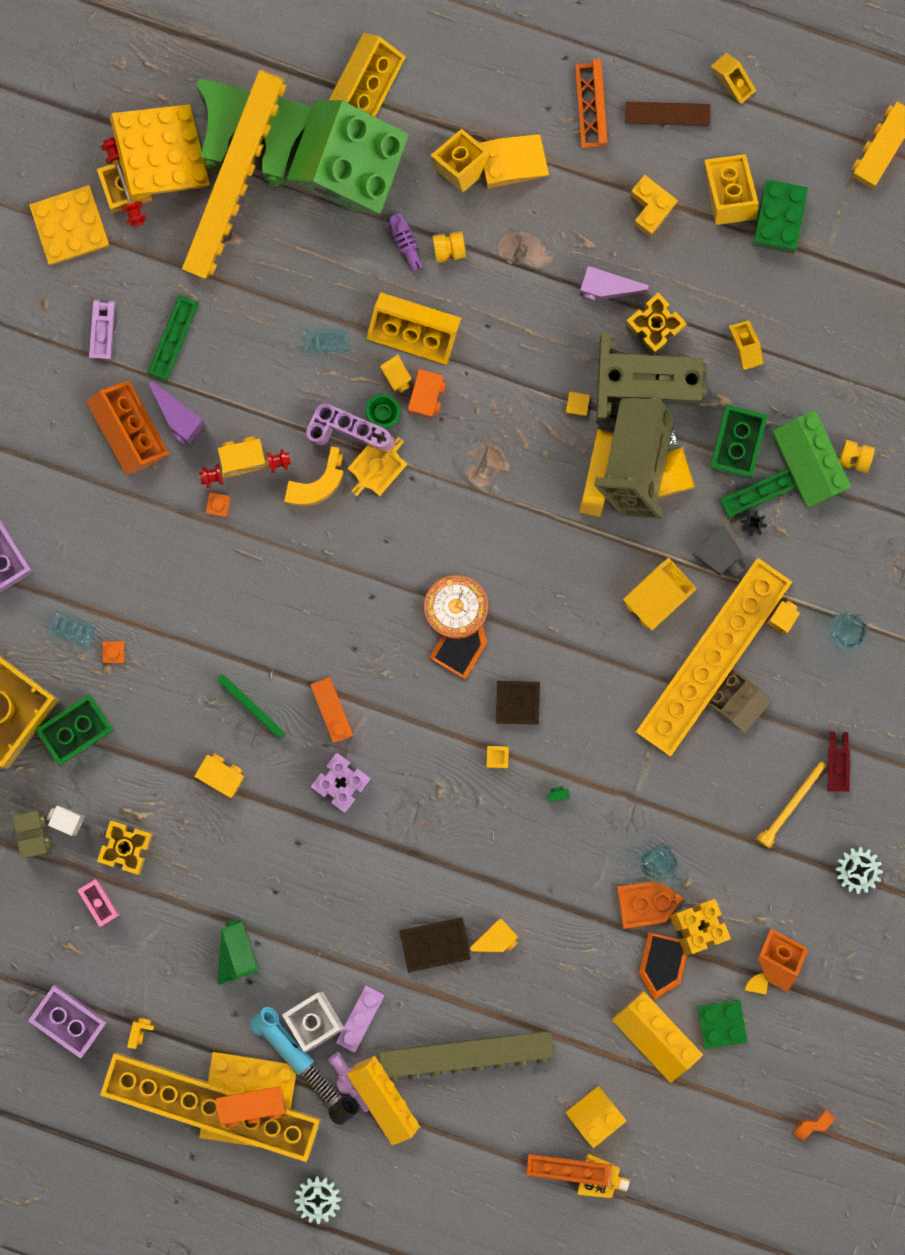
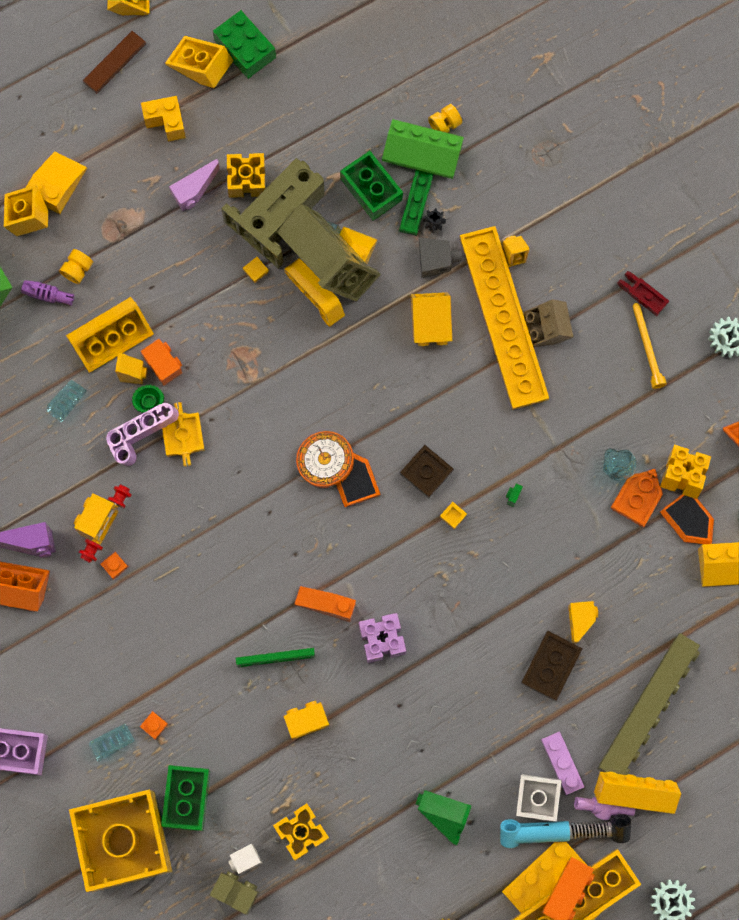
camera: 50 degrees left, 10 degrees down
(98, 902) = (325, 885): bright pink brick -> none
(318, 491) = (163, 492): yellow arch -> none
(599, 109) = (67, 96): orange fence -> none
(746, 345) = (311, 131): yellow slope -> none
(848, 630) = (558, 215): clear light blue cap -> none

